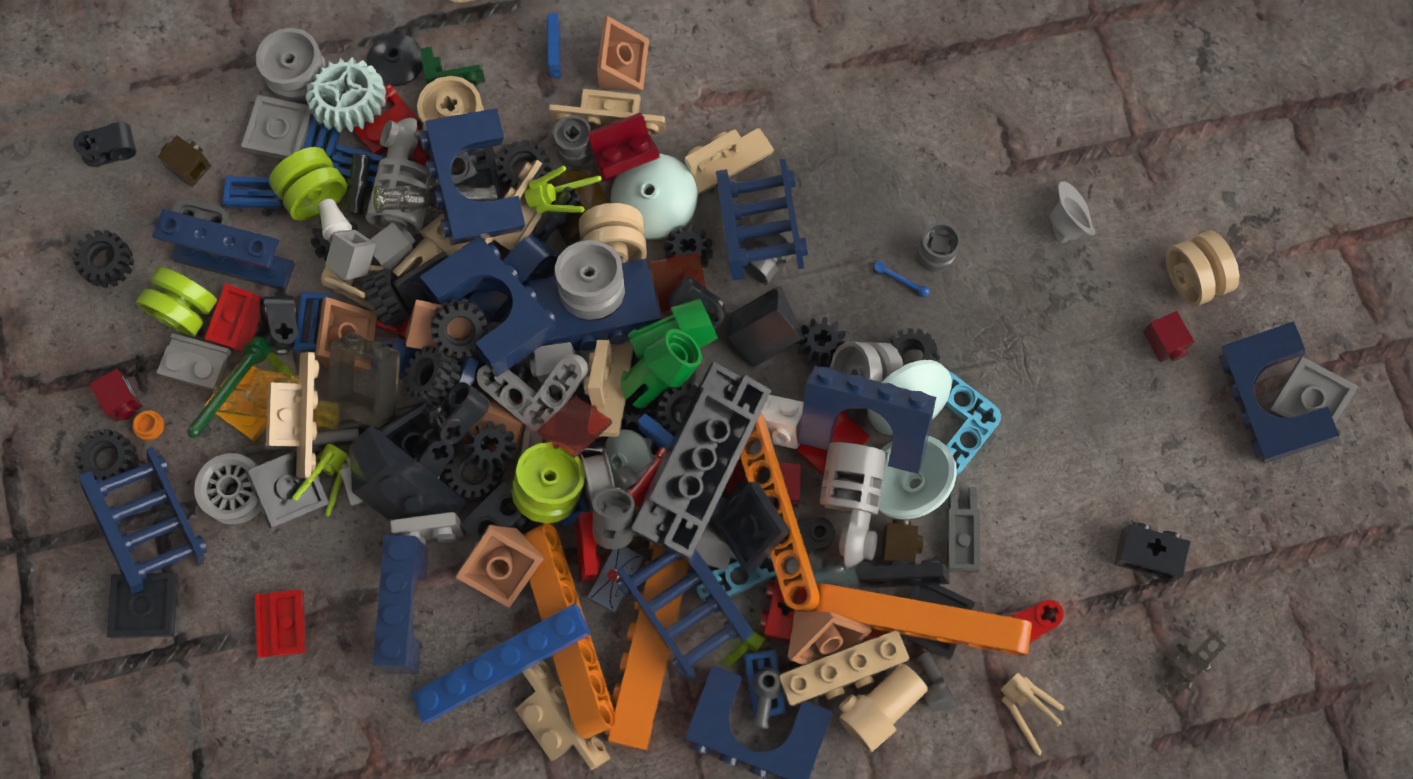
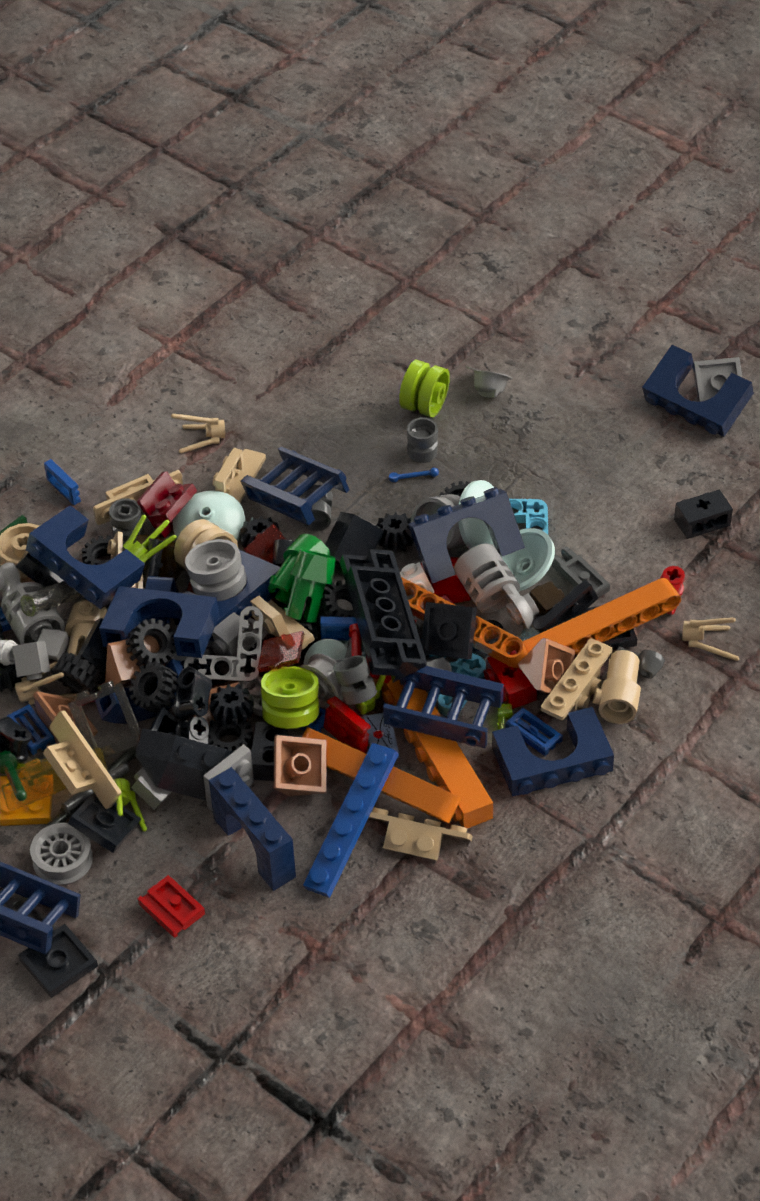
camera: 35 degrees left, 25 degrees down
(621, 57) = (113, 462): nougat slope -> none
(747, 80) = (213, 426): none -> tan plant
(765, 695) = (537, 725): dark grey bar -> none
(989, 185) = (424, 388): none -> lime wheel
(1169, 337) = (606, 405): dark red brick -> none
(1202, 268) = (593, 355): tan wheel -> none

